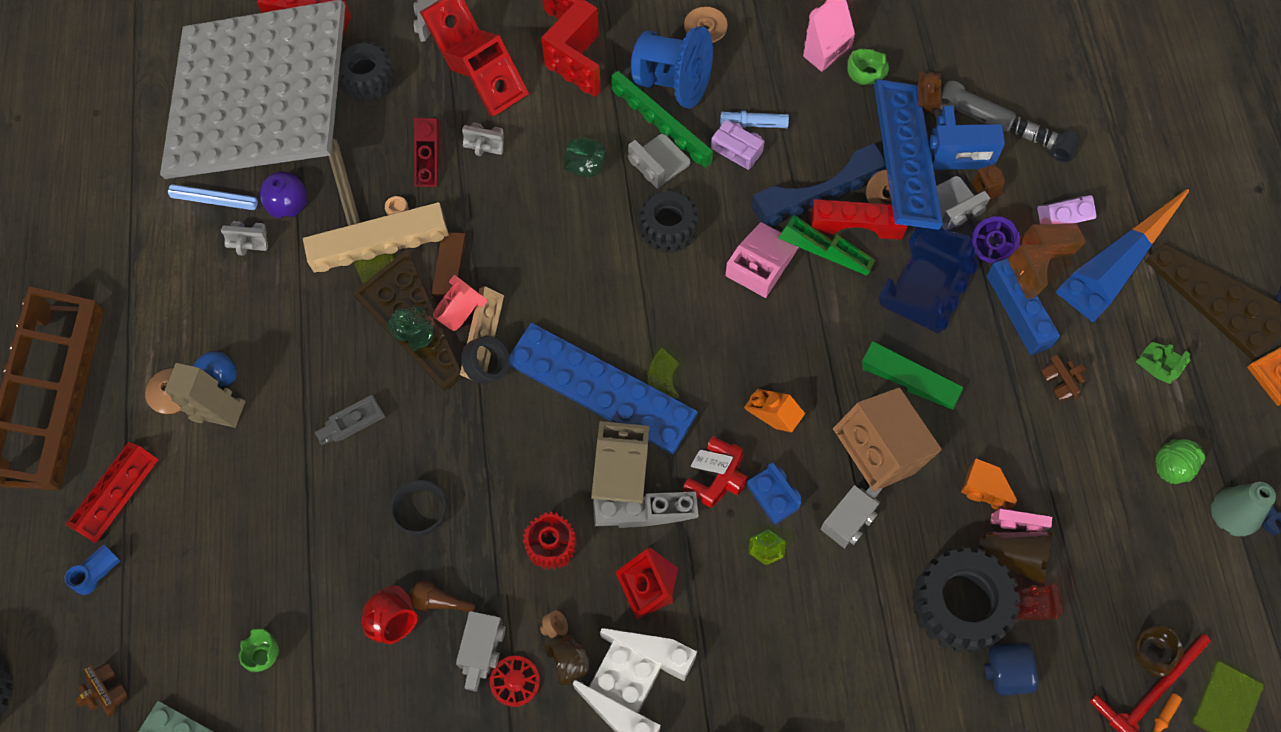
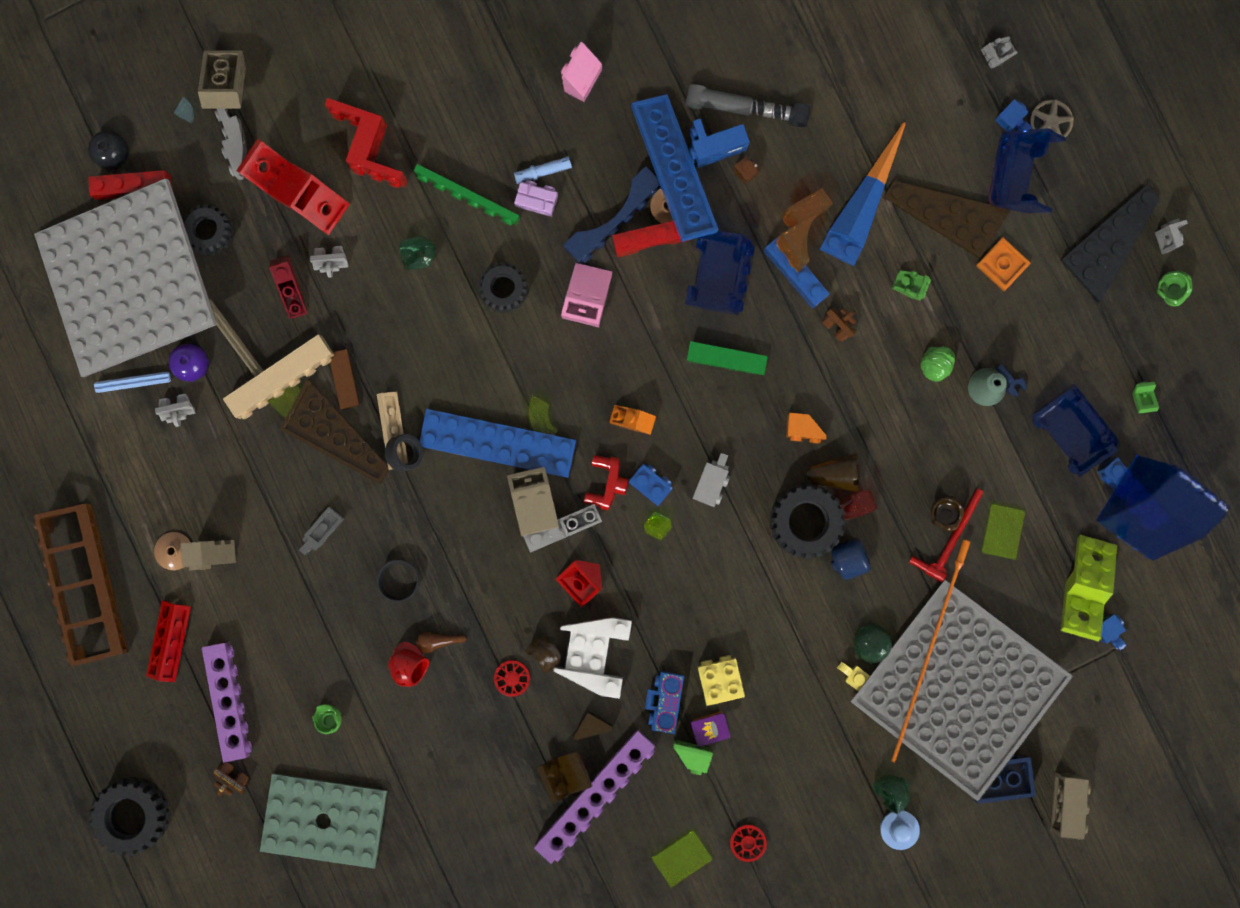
camera: 15 degrees left, 20 degrees up
(93, 569) = (183, 700): blue piece -> none
(125, 624) = (221, 711): none -> medium lavender brick
(217, 366) = (201, 526): blue hair -> none
(396, 205) = (283, 343): light nougat tile -> none
(412, 325) = (340, 444): clear green hair -> none
(457, 304) = (365, 412): coral tile -> none
(479, 647) = (479, 665): light grey hinge -> none
(554, 554) = (506, 565): red brick -> none
(554, 624) = (526, 632): medium nougat tile -> none
(658, 159) = (477, 233): light grey bracket -> none
(674, 63) = (473, 146): blue piece -> none
(708, 18) = (471, 82): medium nougat dish -> none
(711, 461) = (598, 476): white sticker -> none
(836, 250) = (641, 269): green slope -> none
(867, 66) = (621, 91): bright green hair -> none
(886, 438) = (721, 421): medium nougat container -> none
(929, 91) = (677, 98): reddish brown hips -> none
(959, 203) = (724, 196): light grey bracket -> none
(995, 239) = (762, 225): dark purple cylinder -> none
(1013, 519) = (840, 448): bright pink plate -> none
(1068, 211) = (812, 178): lavender brick -> none

